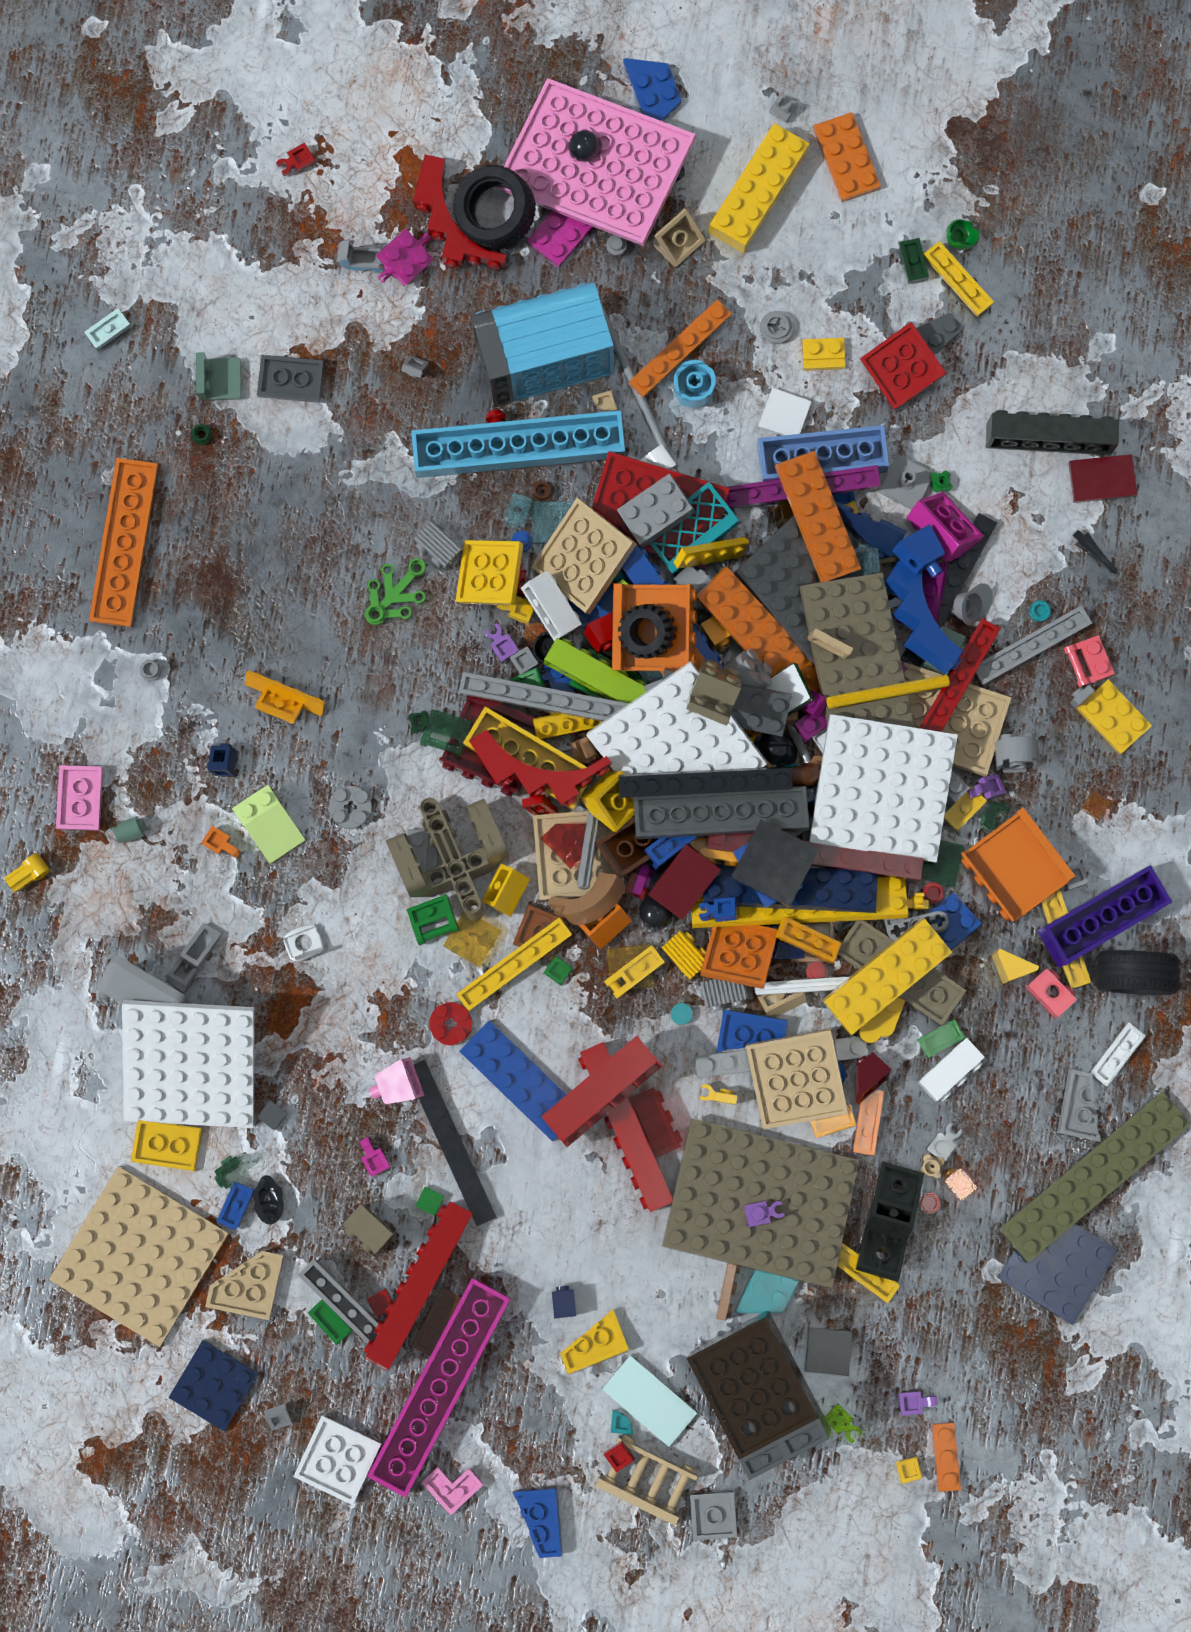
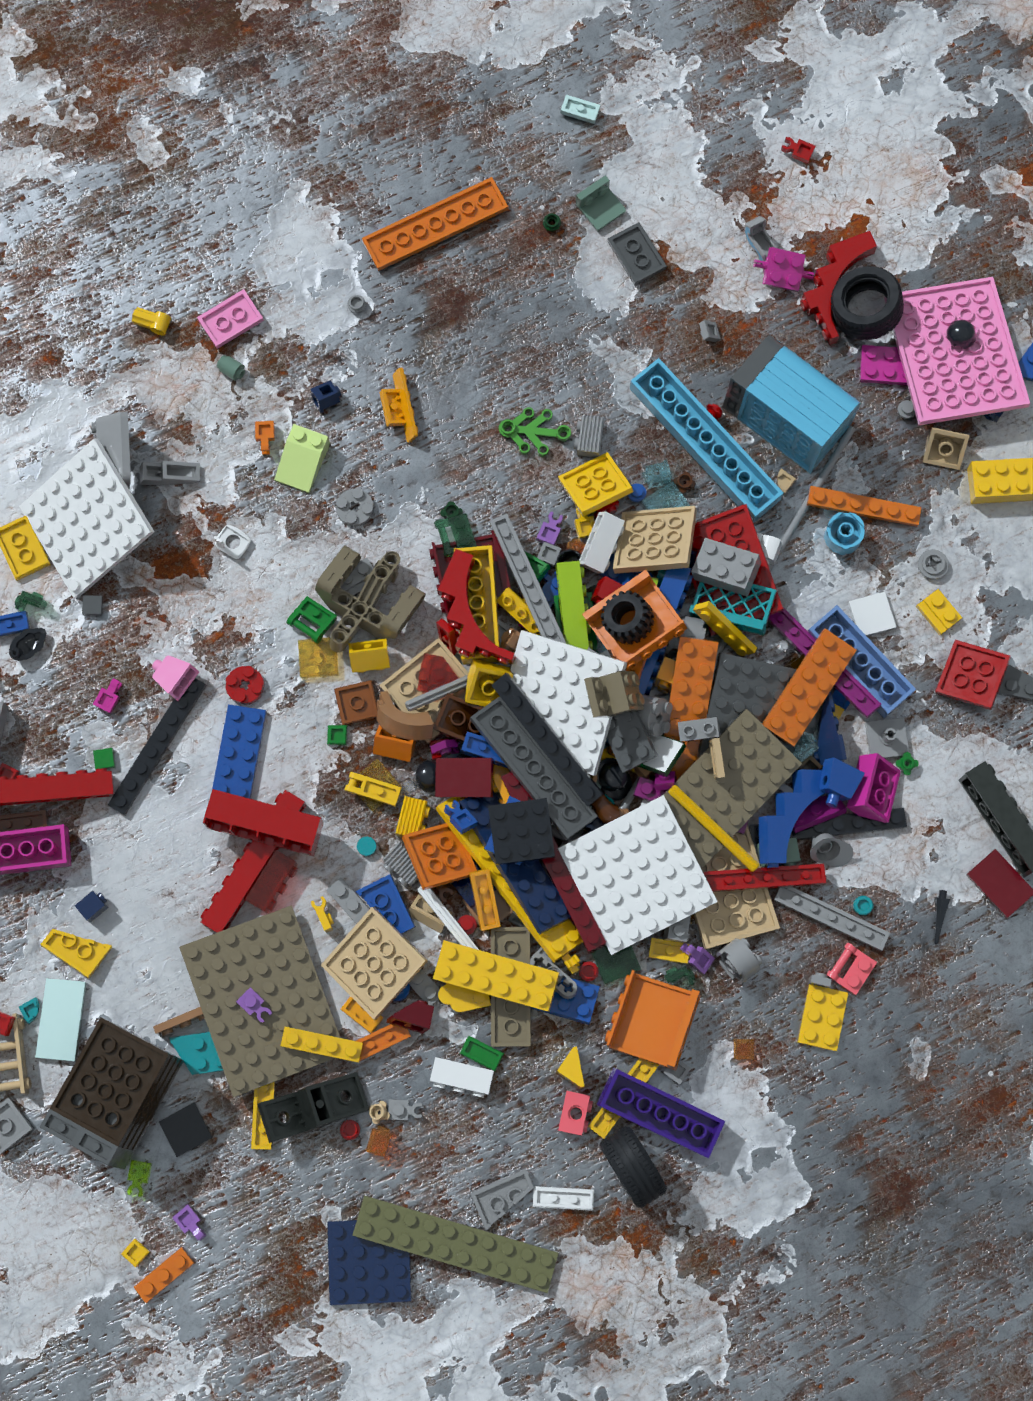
camera: 55 degrees right, 5 degrees down
(369, 1229) = (52, 727): dark tan brick -> none
(514, 964) = (319, 699): yellow plate -> none
(791, 640) = (699, 729): none -> light grey brick
(838, 1176) = (321, 1044): none -> yellow plate

